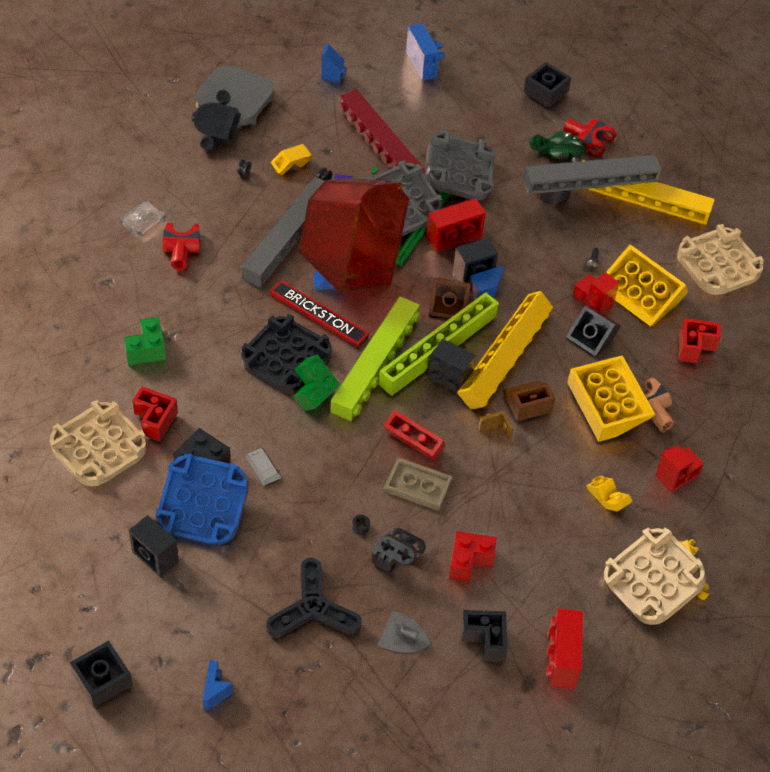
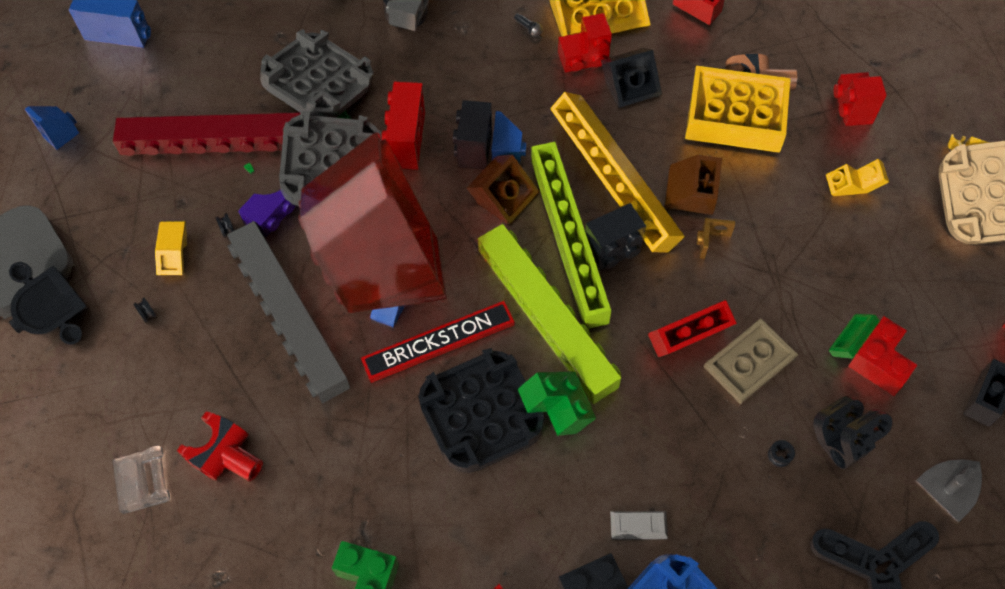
camera: 55 degrees left, 10 degrees up
(474, 530) = (854, 335): none -> green tile

